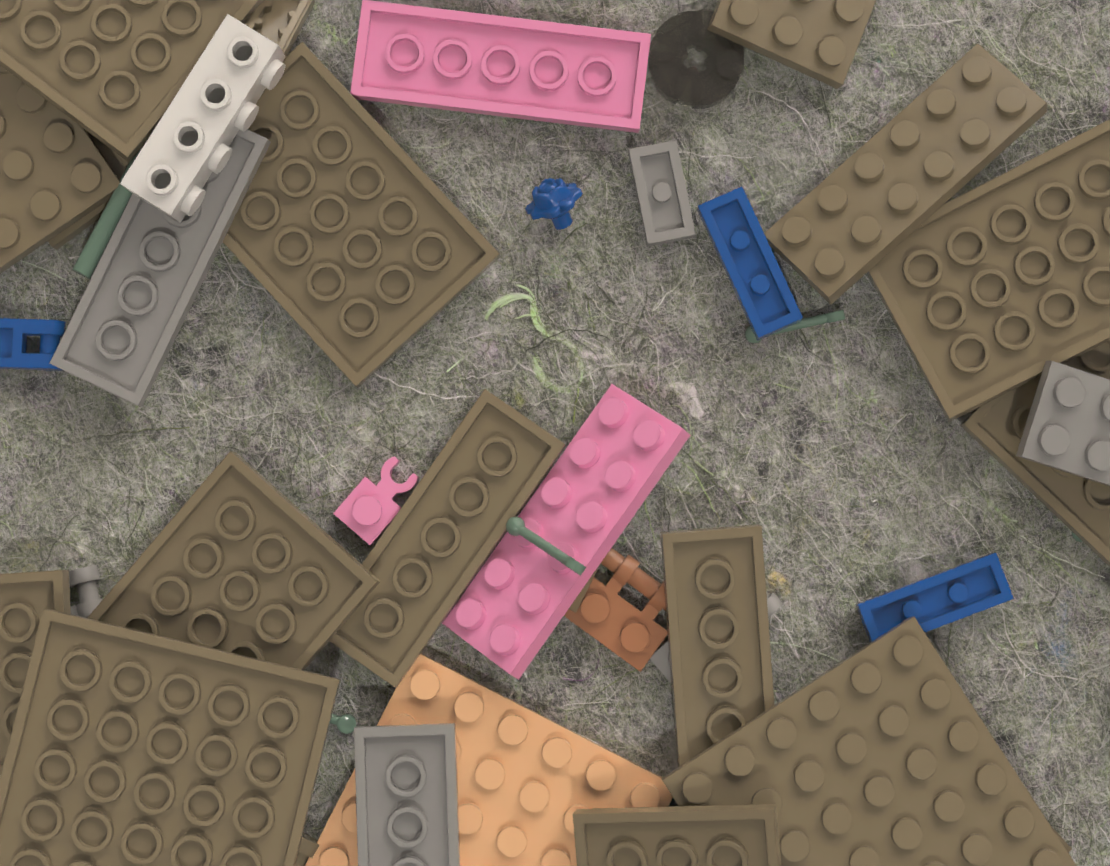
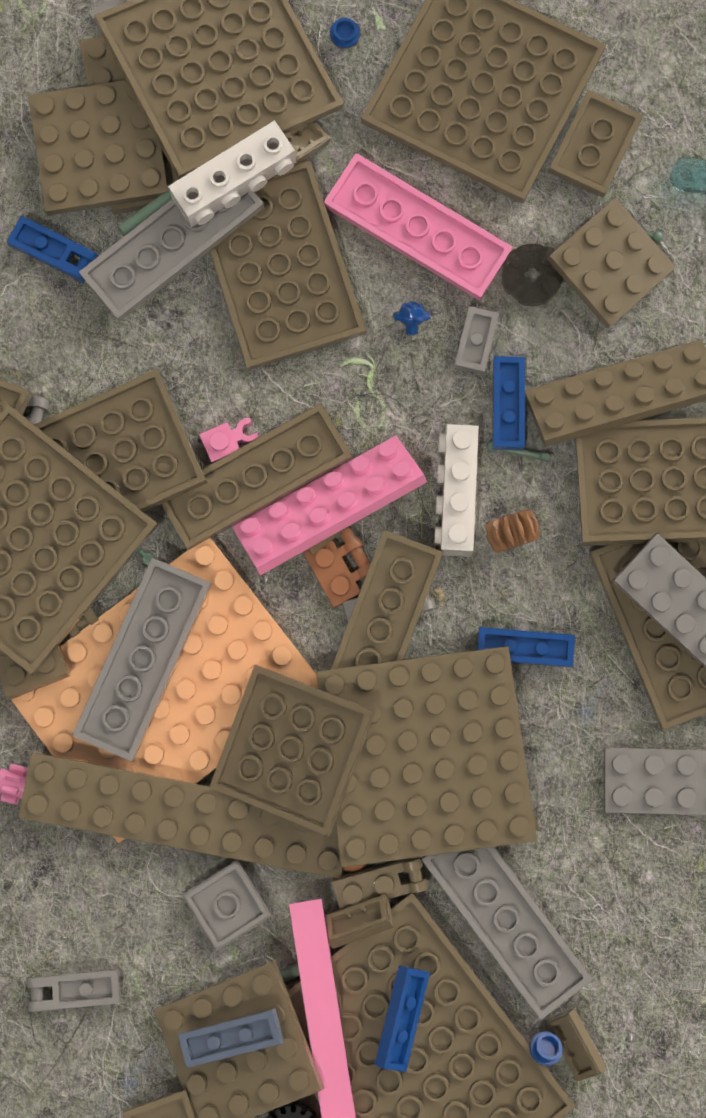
camera: 20 degrees right, 5 degrees down
(516, 526) = (301, 488): sand green hinge -> none
(738, 423) = (458, 490): none -> white brick
(842, 447) = (512, 530): none -> medium nougat gear

